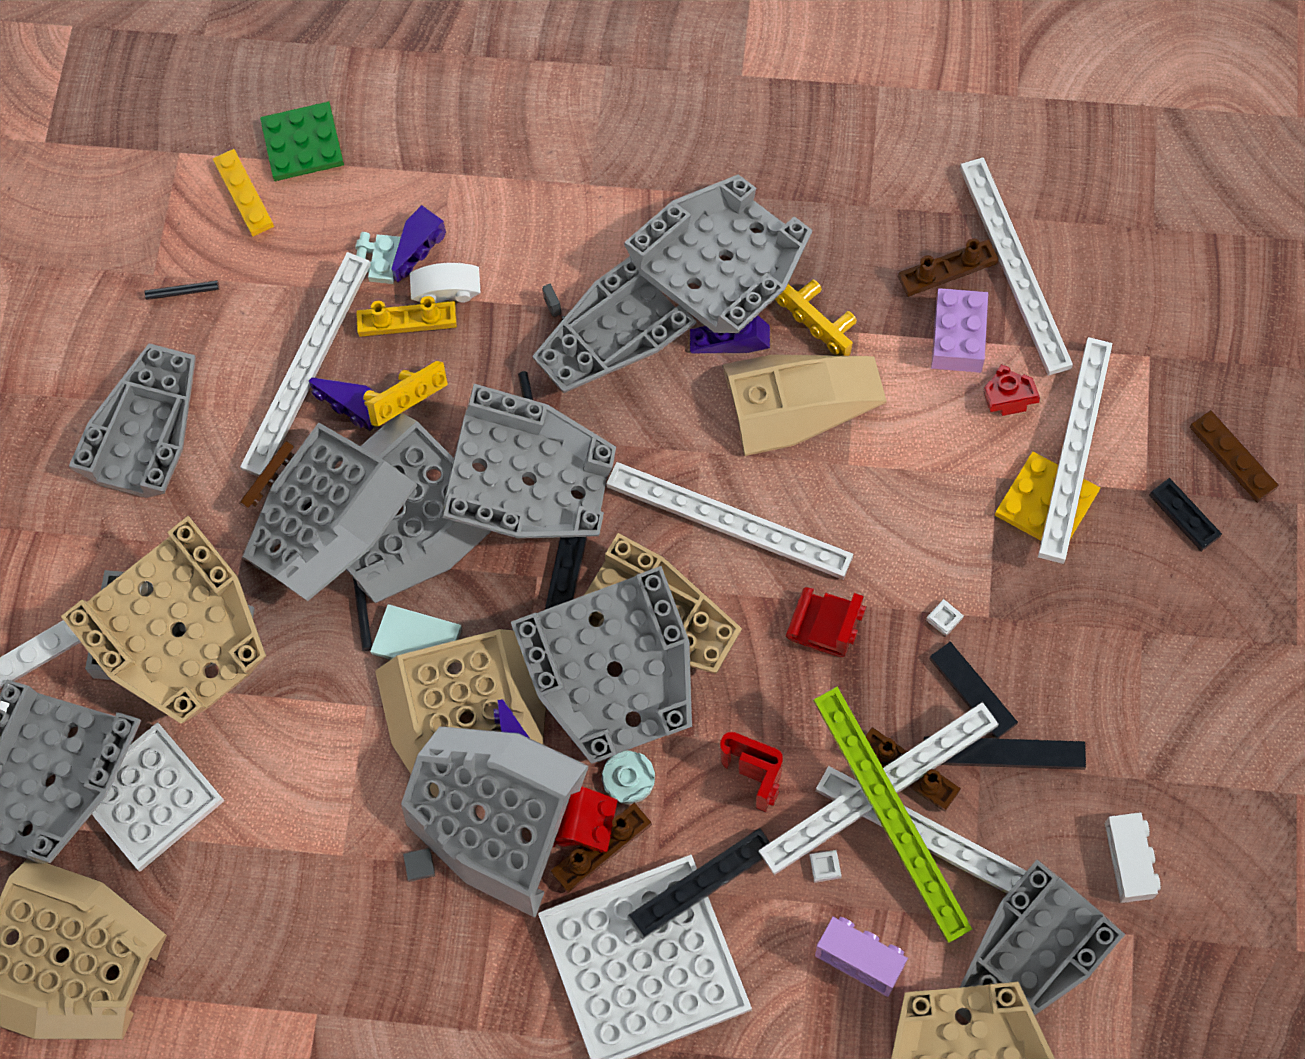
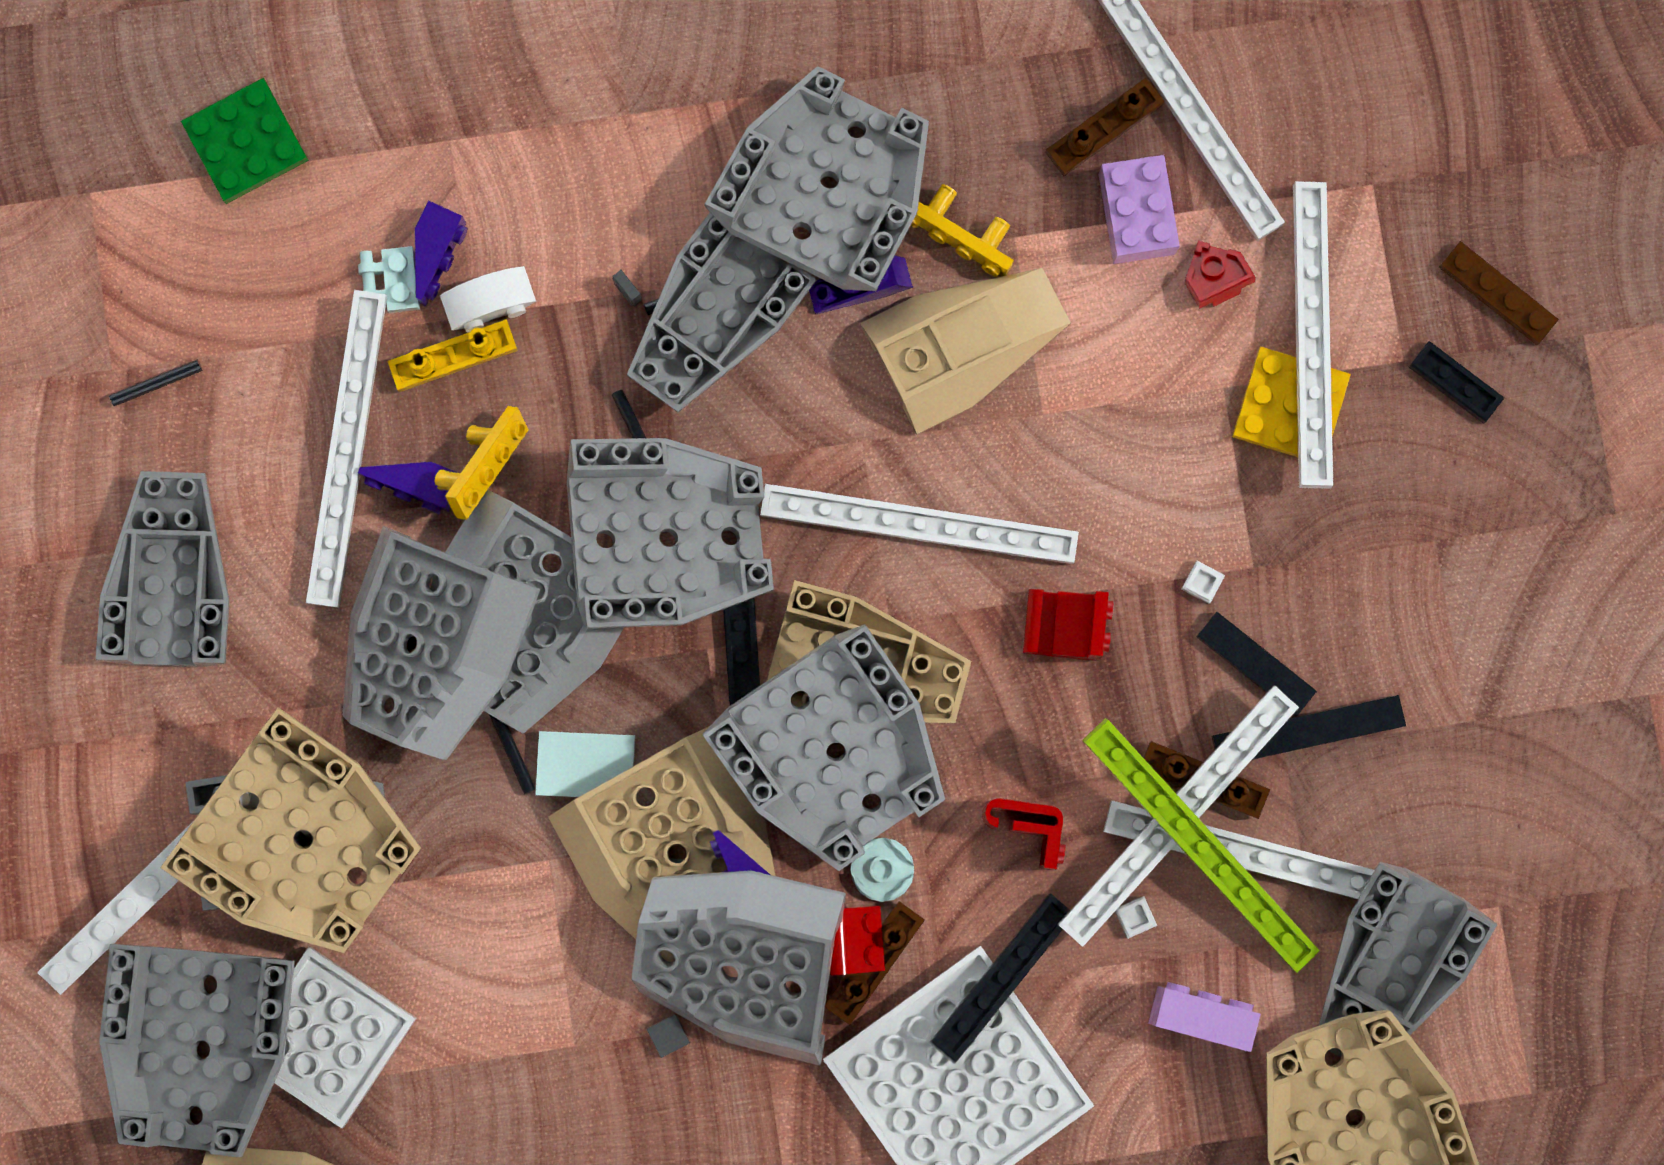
camera: 20 degrees left, 15 degrees up
(243, 192) = (191, 230): yellow plate -> none
(268, 475) = (344, 609): reddish brown plate -> none
(1132, 857) = (1481, 821): white brick -> none

